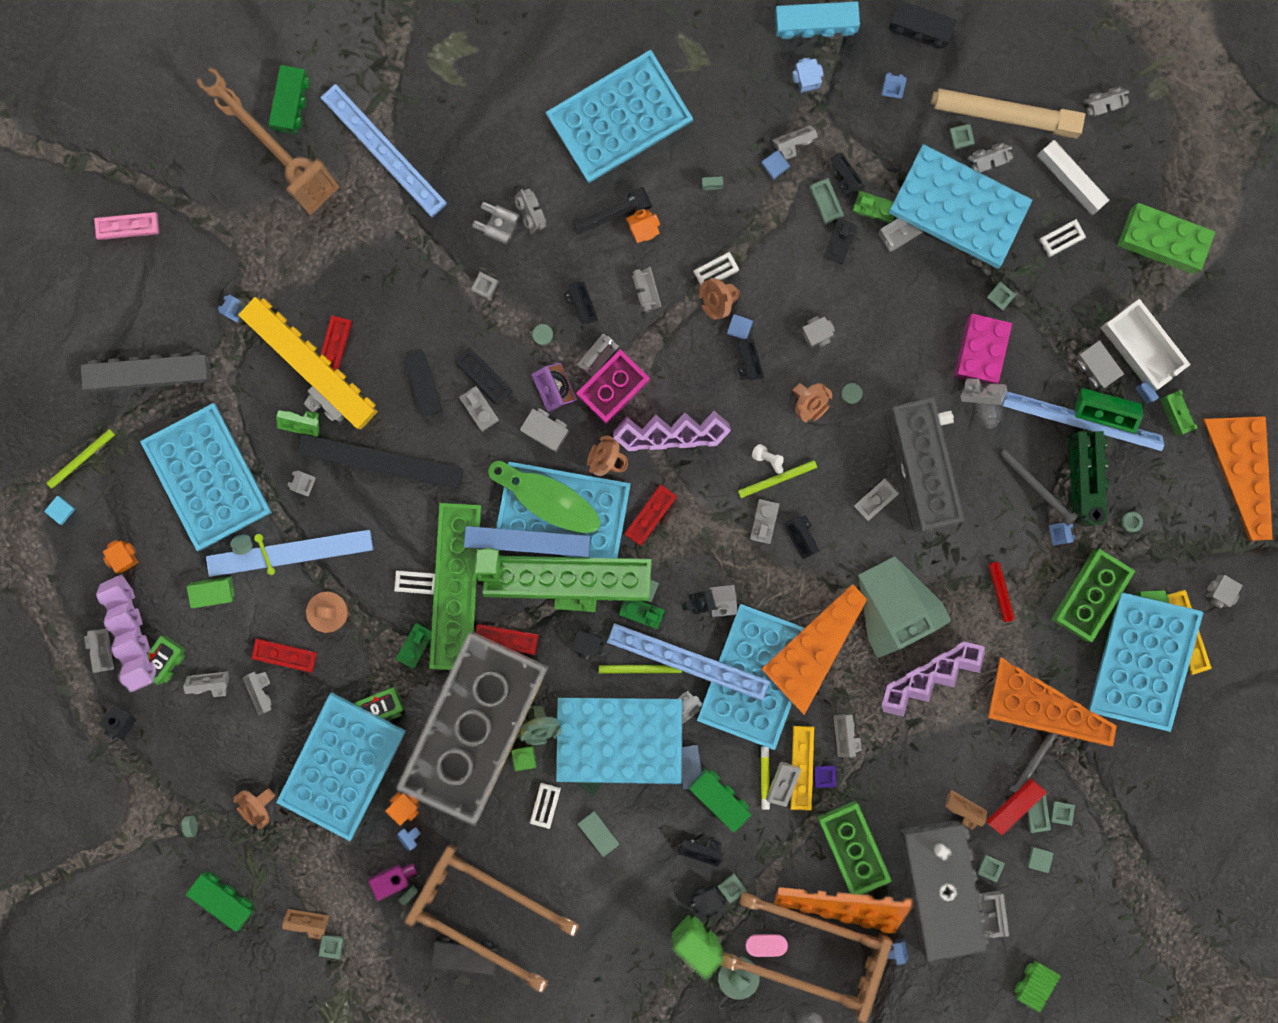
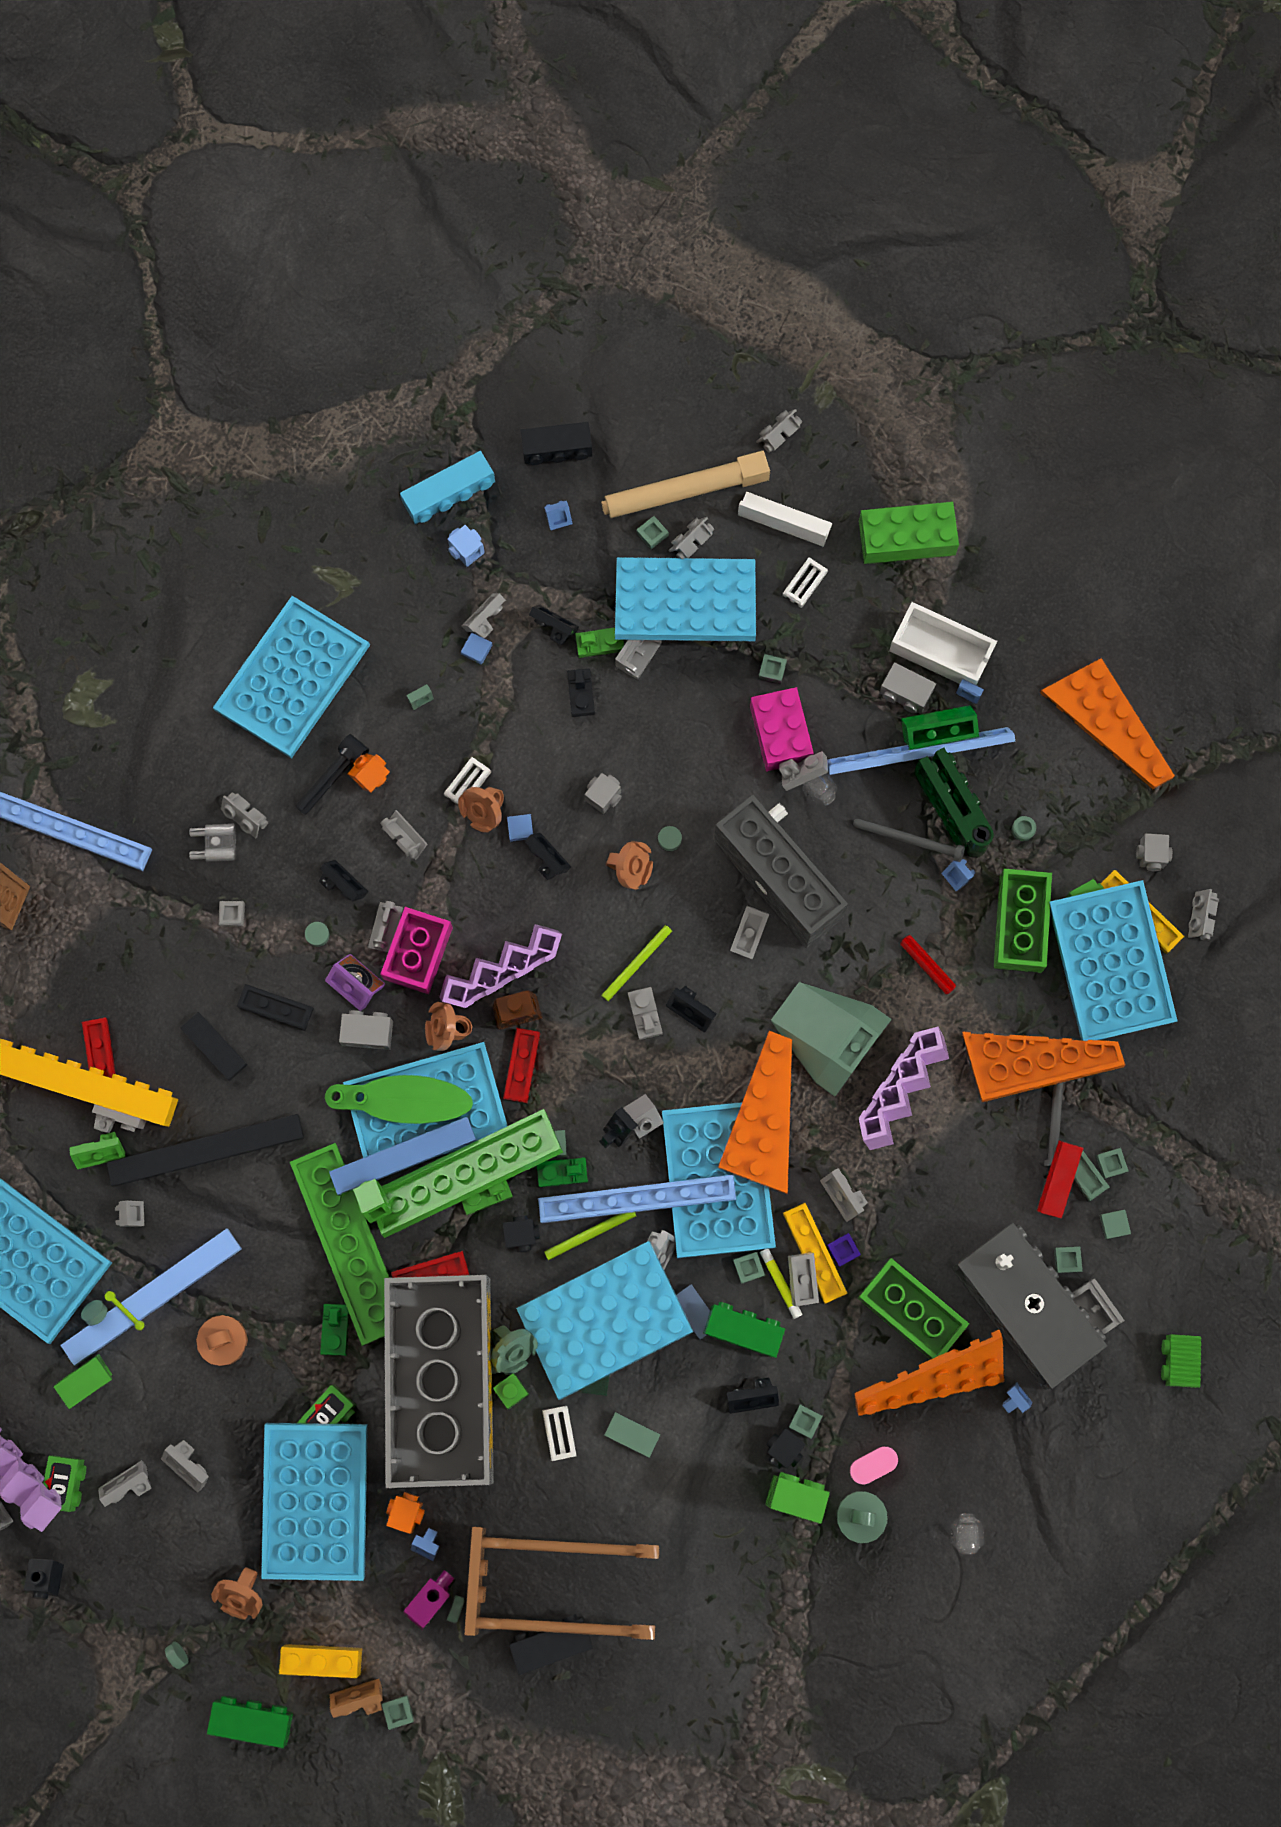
camera: 20 degrees left, 10 degrees down
(284, 655) = (196, 1411): red tile -> none
(292, 883) = (320, 1661): none -> yellow brick
(410, 590) = (284, 1269): white tile -> none
(479, 408) = (286, 1043): light grey hinge -> none
(667, 471) = (516, 1009): none -> reddish brown torso
(746, 754) = (748, 1267): none -> sand green tile
(760, 453) = (605, 945): white piece -> none
(826, 201) = (546, 659): sand green tile -> none
(874, 964) = (998, 1426): medium nougat piece -> none
(971, 812) = (1019, 1210): medium nougat hinge -> none
(1178, 413) = (1012, 697): bright green hinge -> none
(1239, 652) = (1204, 904): none -> light grey hinge

